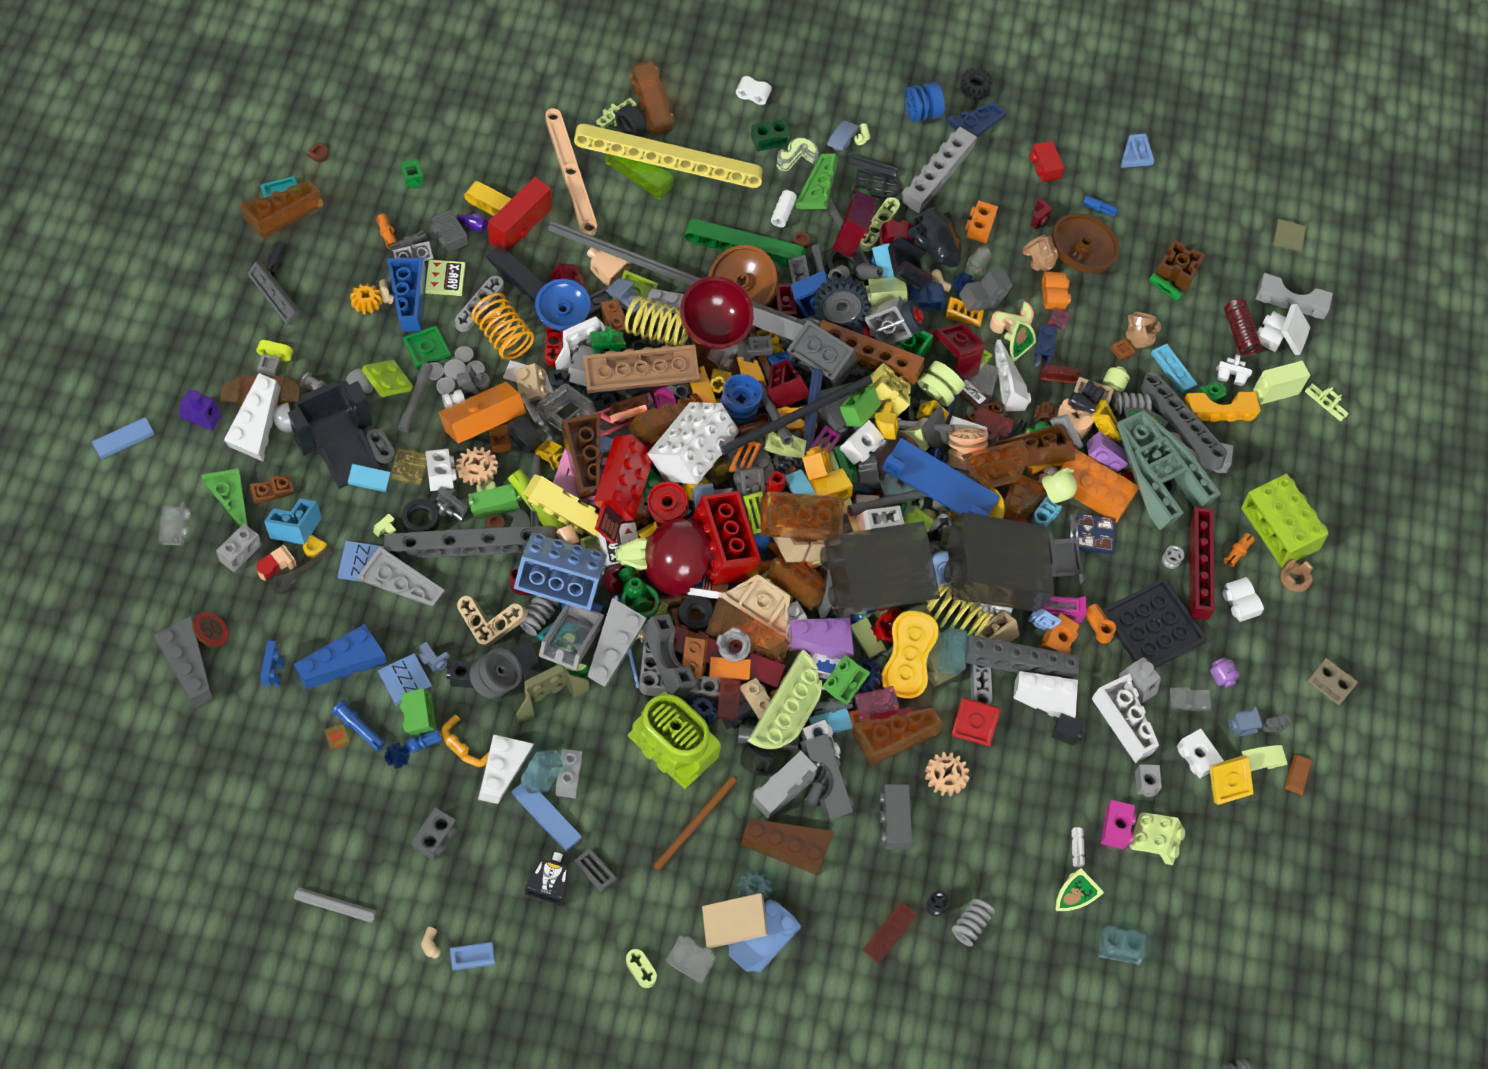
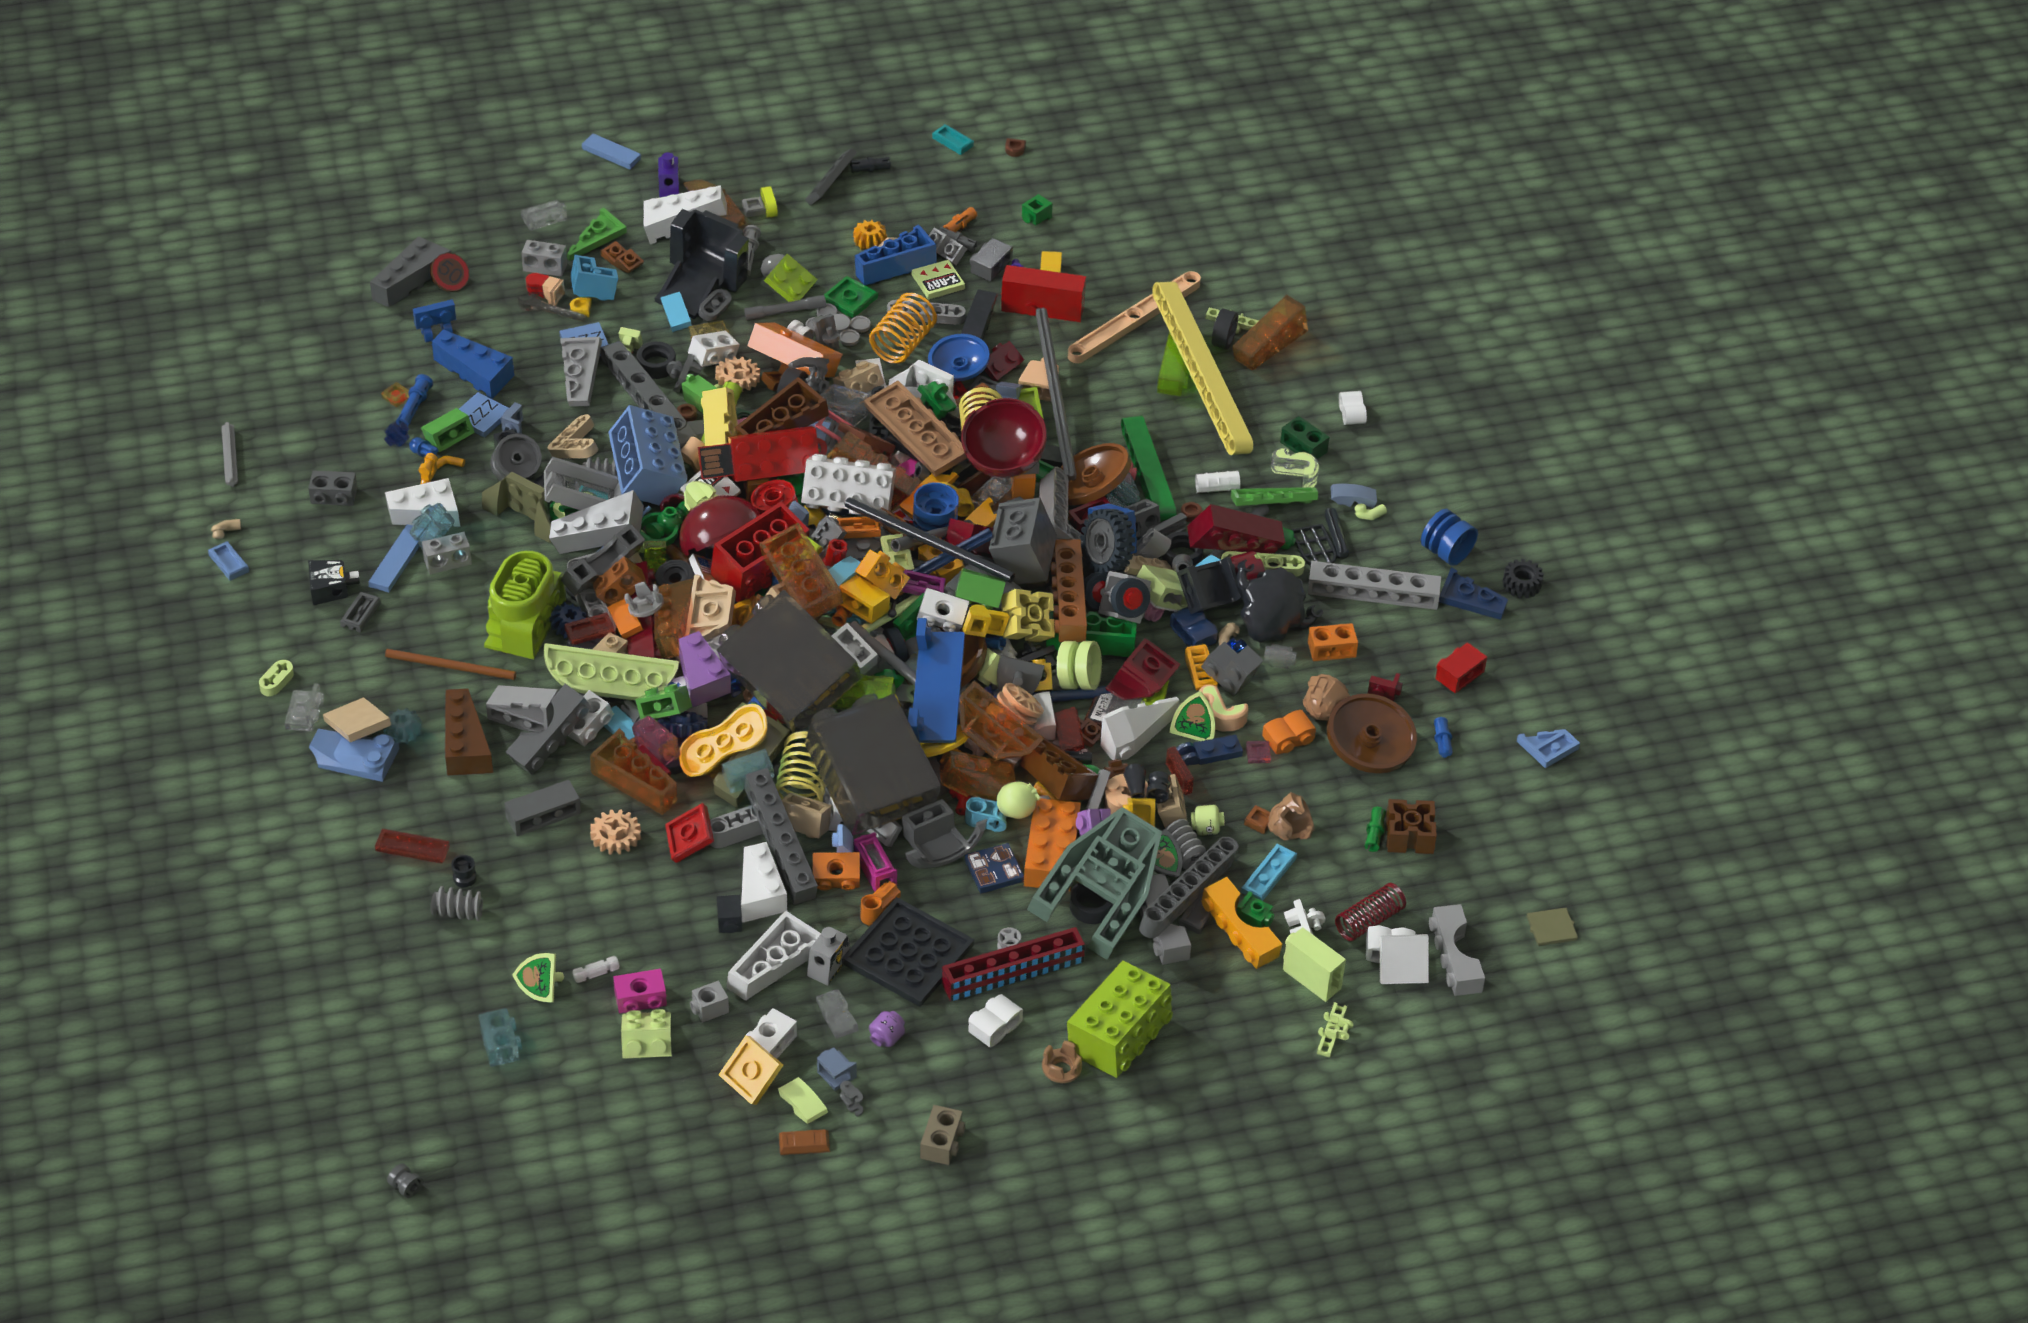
camera: 70 degrees right, 15 degrees down
(281, 208) = (925, 143): clear orange wedge -> none
(757, 760) = (541, 679): pearl dark grey panel -> none
(1239, 549) = (1059, 1000): orange pin -> none

